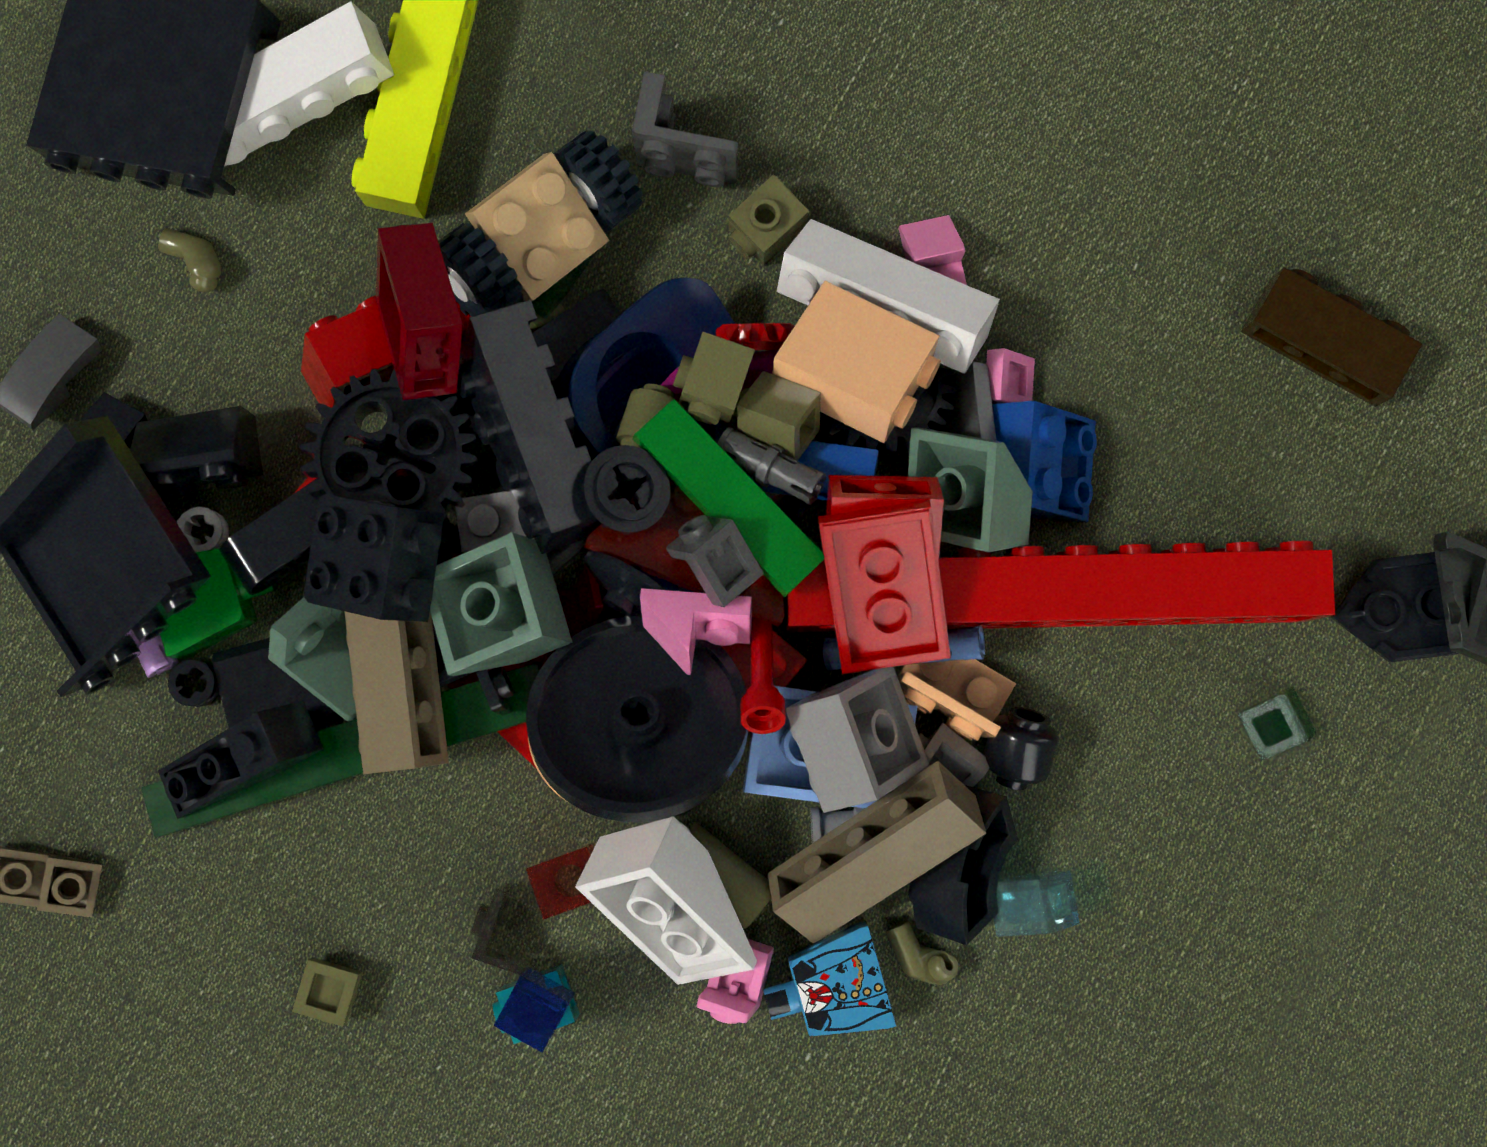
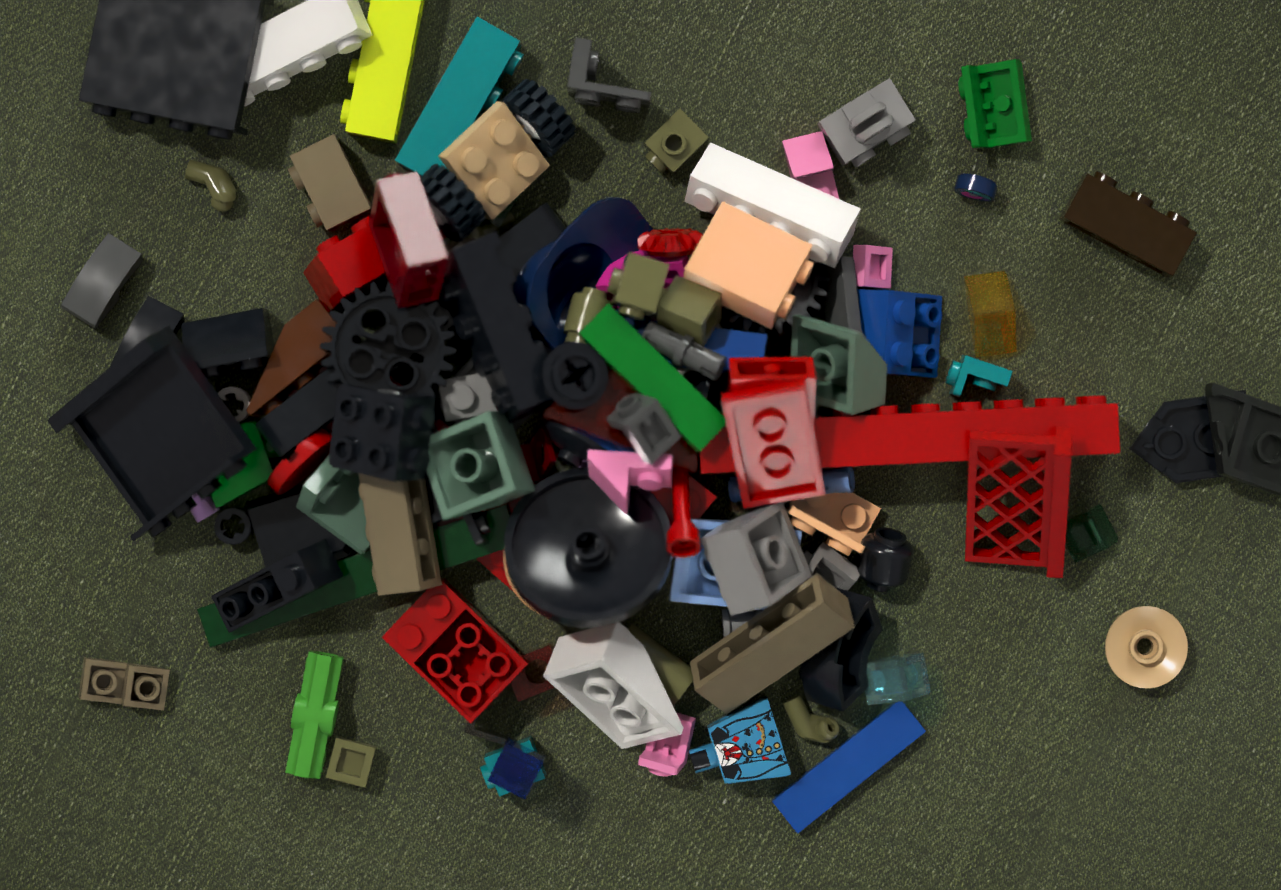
camera: 10 degrees left, 5 degrees up
(270, 468) = (293, 359): none -> reddish brown slope
(283, 929) = (314, 714): none -> bright green piece
(284, 590) = (306, 459): none -> red tile
(334, 255) = (330, 184): none -> dark tan brick
(464, 848) = (455, 649): none -> red slope
(517, 131) = (462, 94): none -> teal brick
(968, 1016) = (848, 765): none -> blue tile
(1005, 203) = (867, 123): none -> light grey brick
(1140, 286) = (975, 187): none -> dark blue tile
(1150, 517) = (984, 373): none -> teal bracket
(1158, 444) = (991, 313): none -> clear yellow slope
(1166, 185) = (995, 104): none -> green bracket
(1249, 670) = (1053, 493): none -> red fence
(1381, 875) = (1167, 649): none -> tan dish

